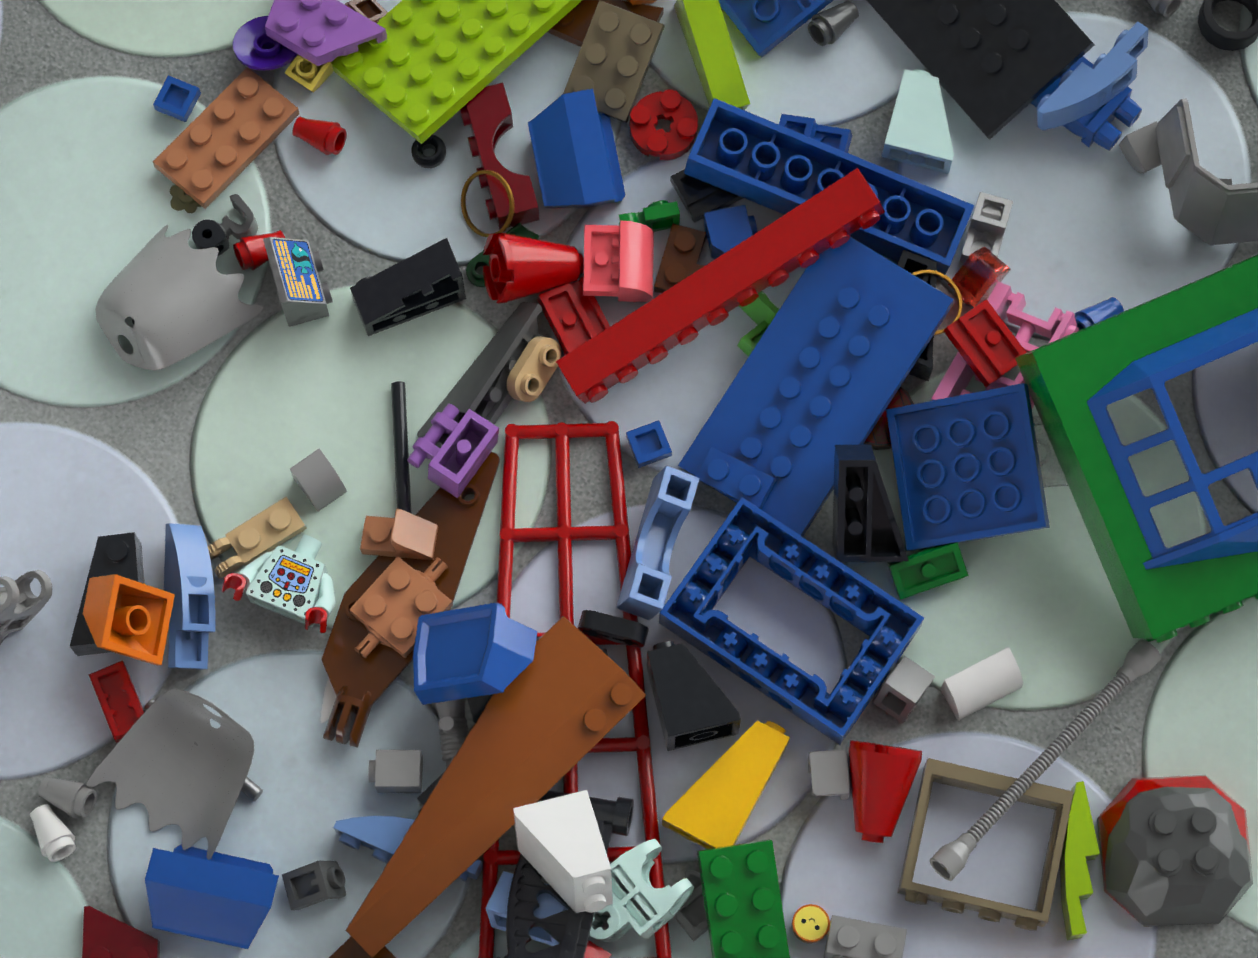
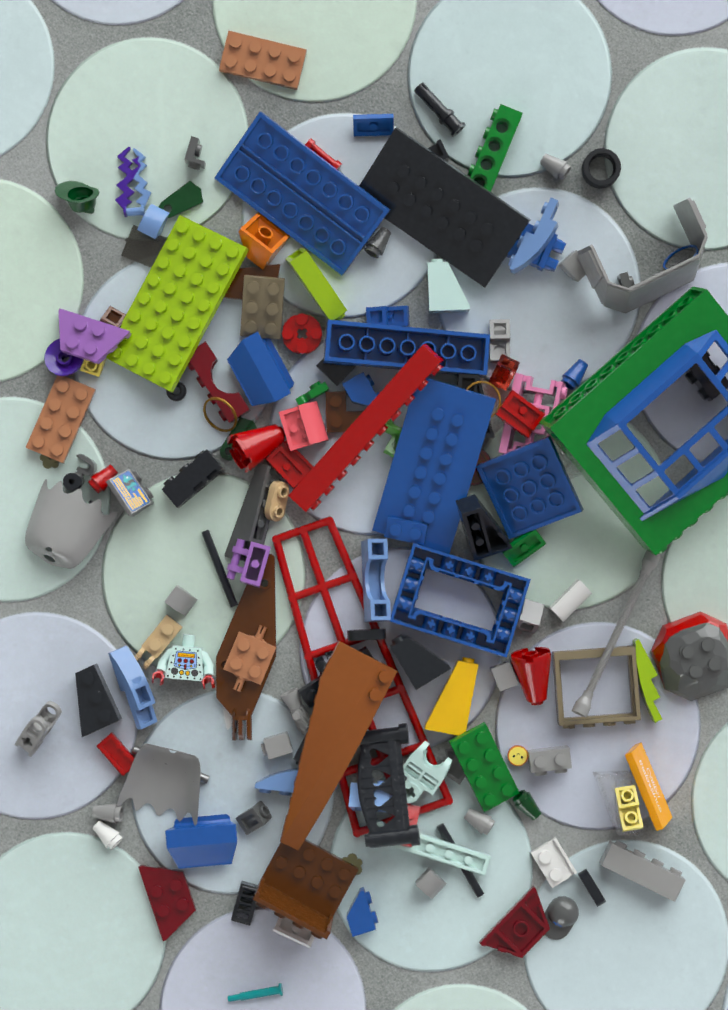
camera: 20 degrees left, 15 degrees up
(128, 617) = (109, 717): orange slope -> none
(177, 98) = (25, 405): blue plate -> none
(323, 135) = (114, 401): red cone -> none
(399, 536) = (235, 618): nougat slope -> none
(469, 653) = (296, 678): blue helmet -> none
(566, 849) = (384, 769): white slope -> none
(648, 444) = (352, 523): blue plate -> none

